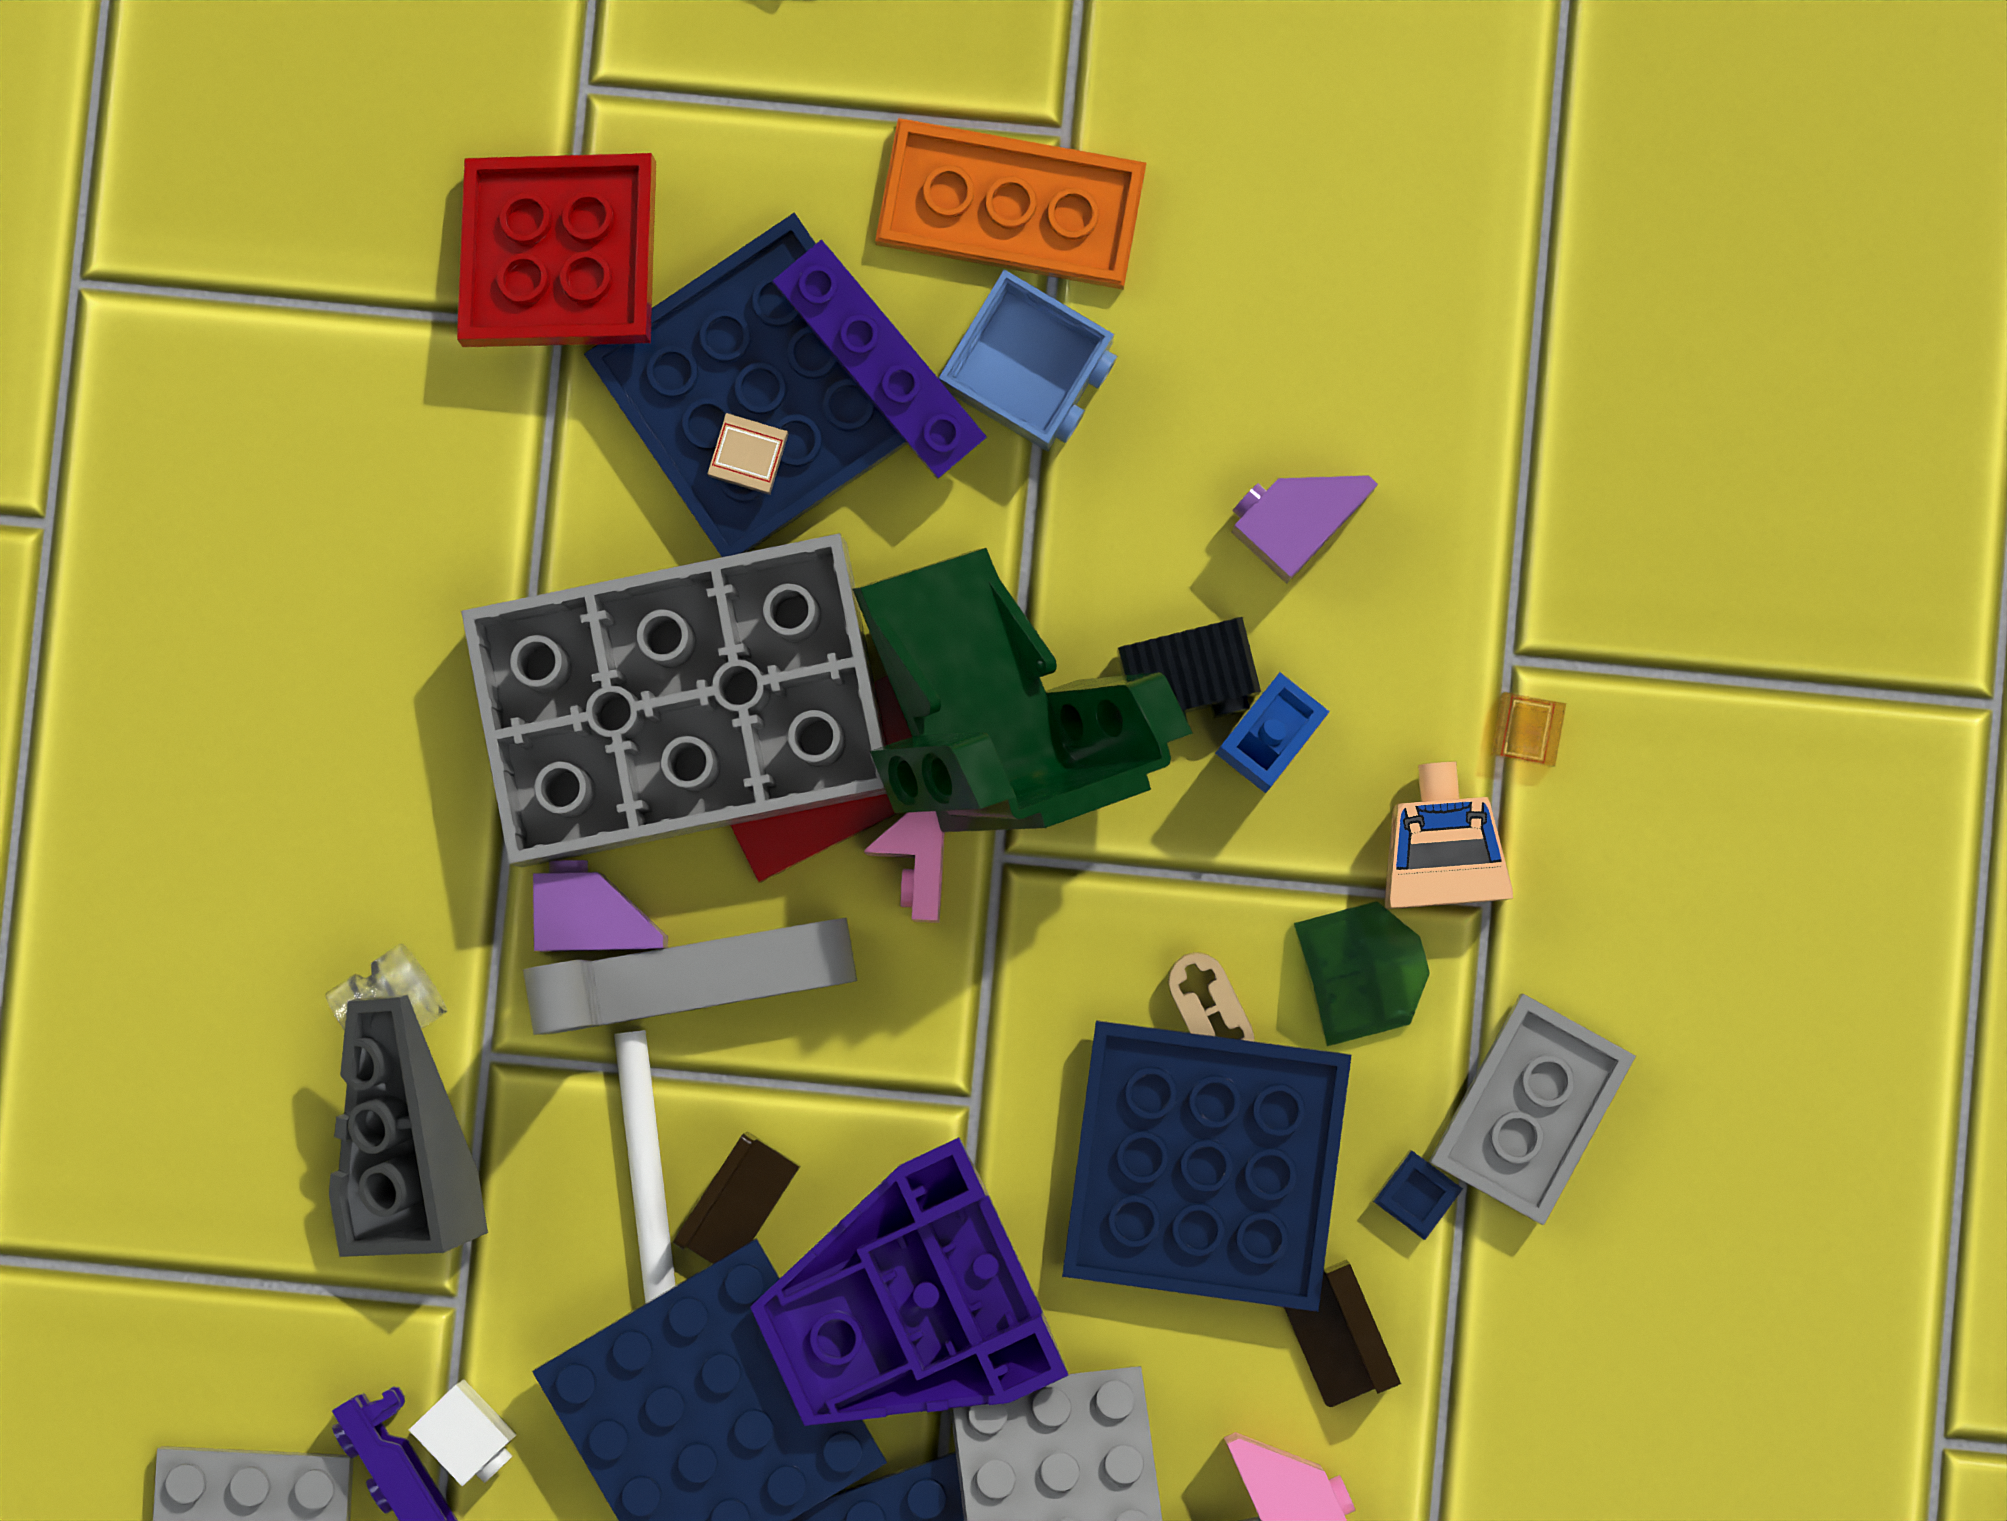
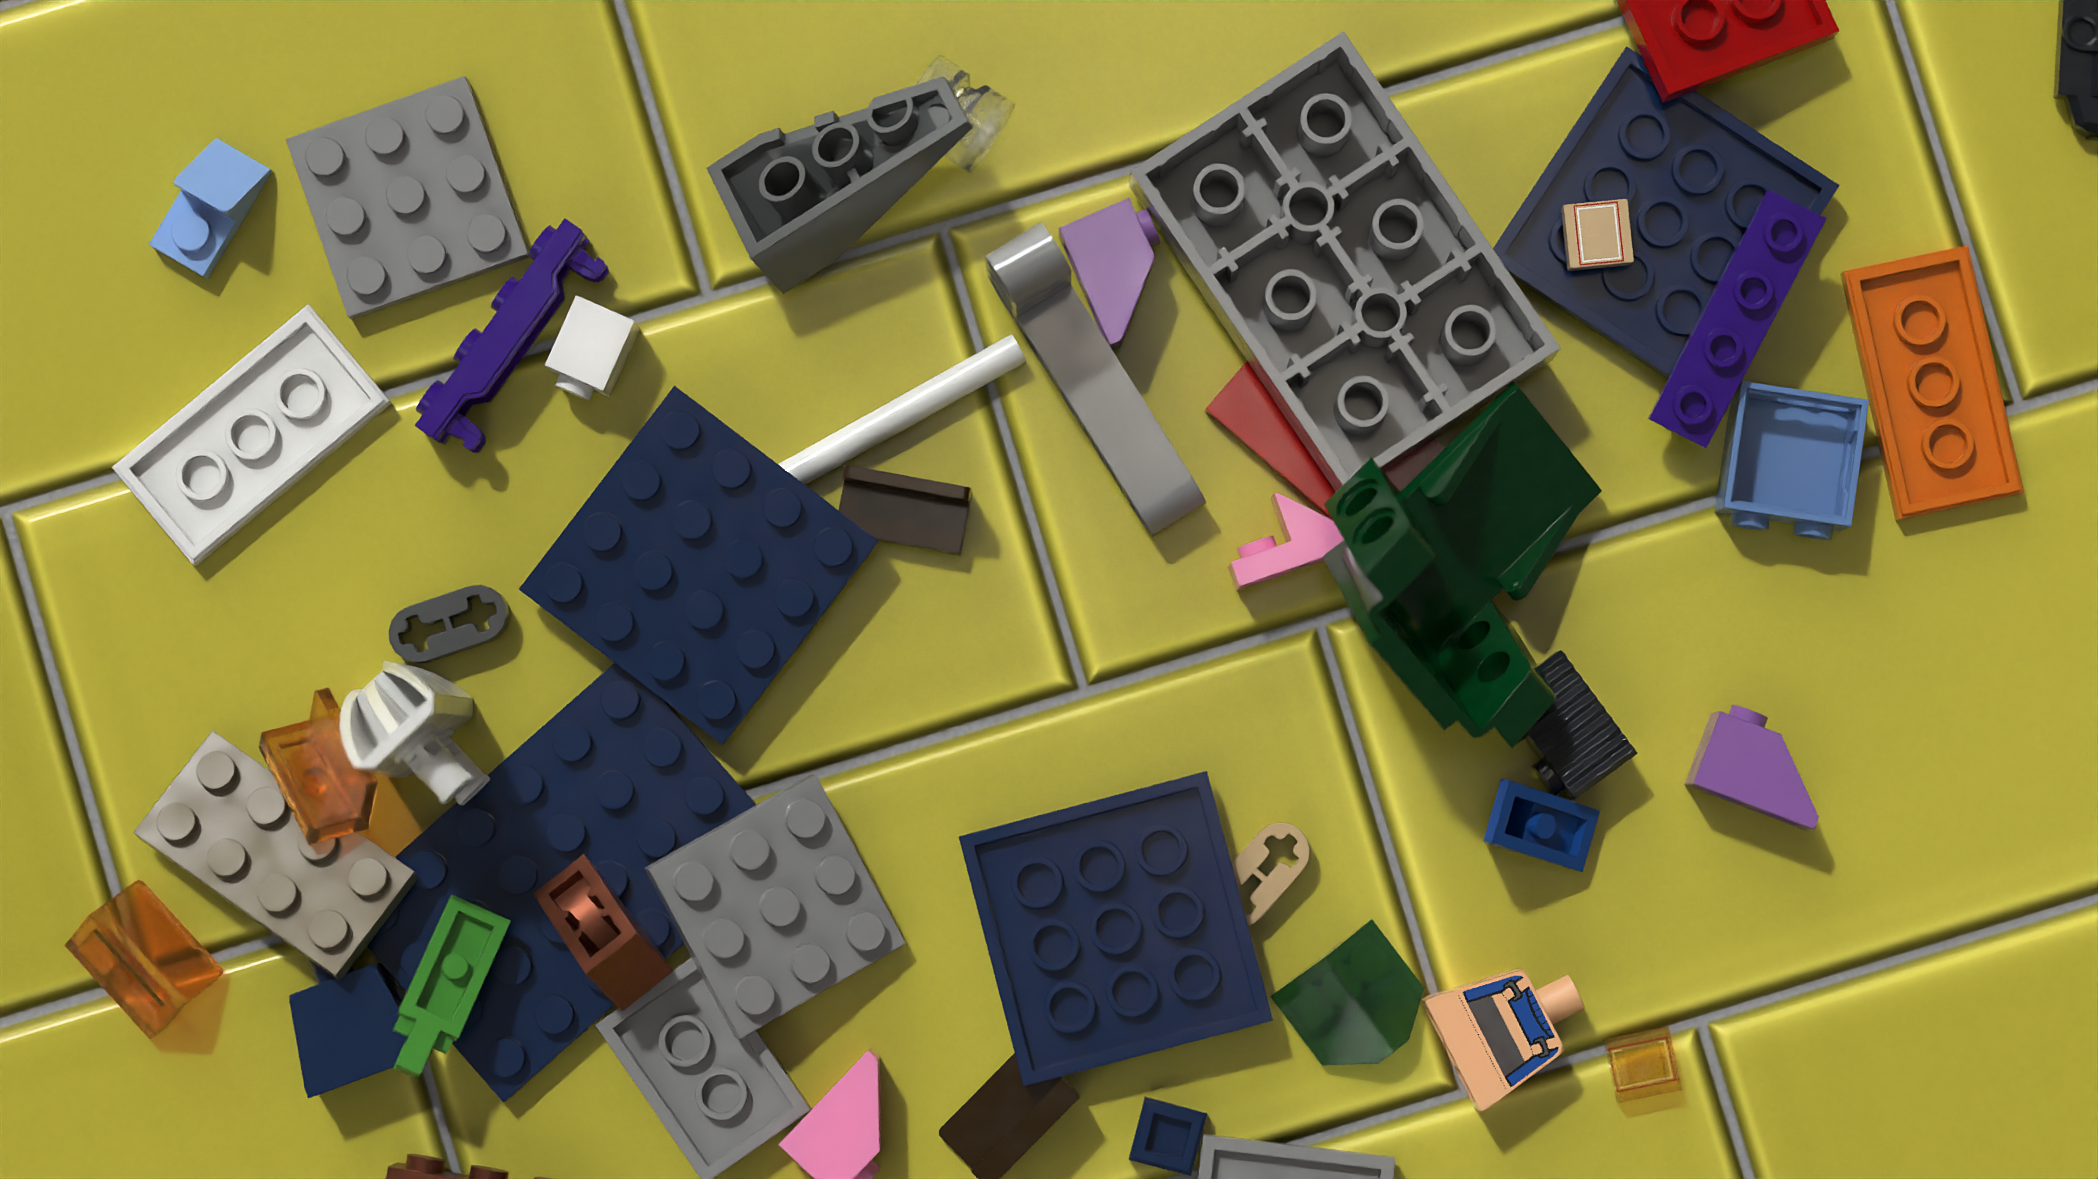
camera: 65 degrees right, 0 degrees up
(910, 1304) = (877, 705): dark purple wedge -> none

